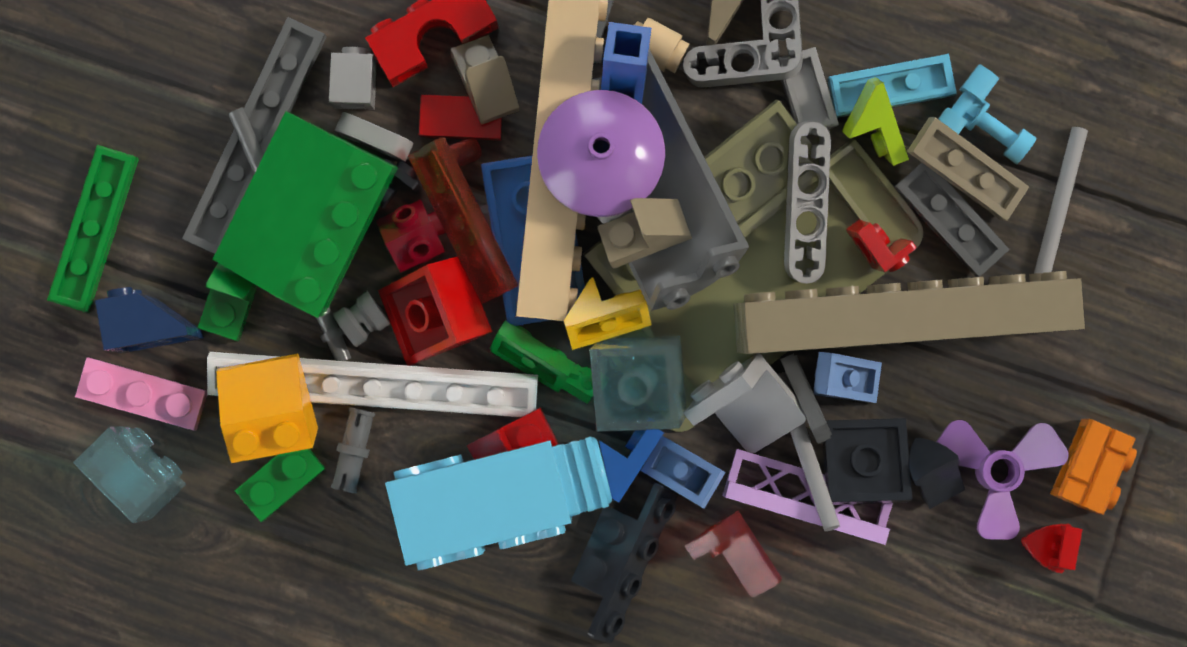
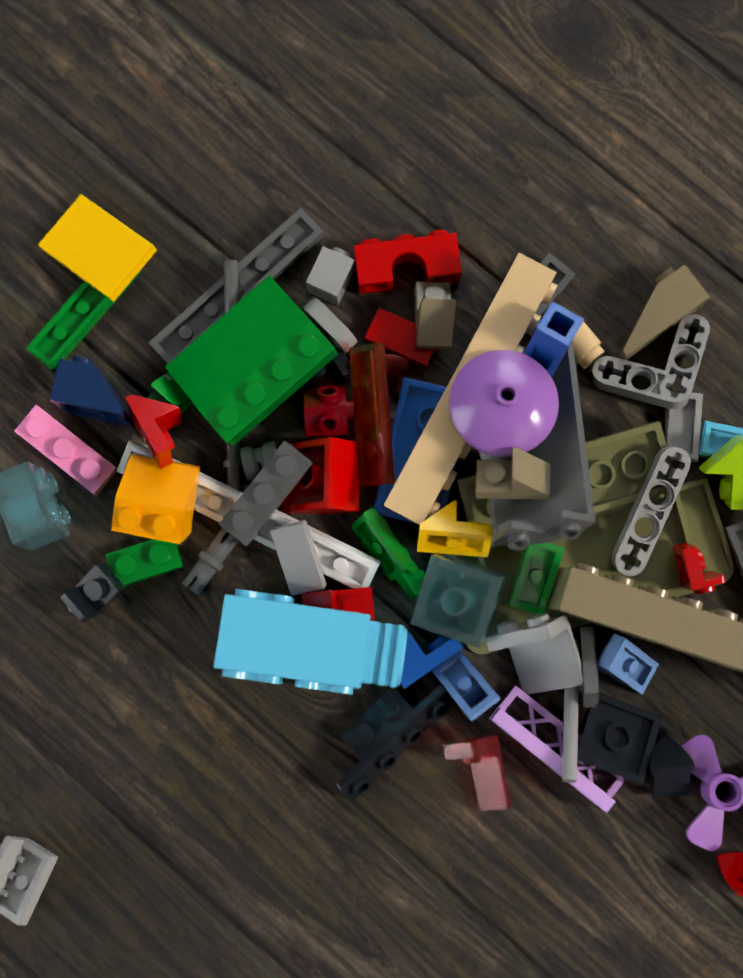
camera: 25 degrees right, 5 degrees down
(79, 154) = (97, 247): none -> yellow tile
(226, 327) = (152, 421): none -> red slope
(239, 538) = (93, 593): none -> black bracket
(382, 353) = (266, 493): none -> dark grey plate
(446, 408) = (298, 557): none -> light grey tile
(712, 325) = (535, 577): none -> green plate

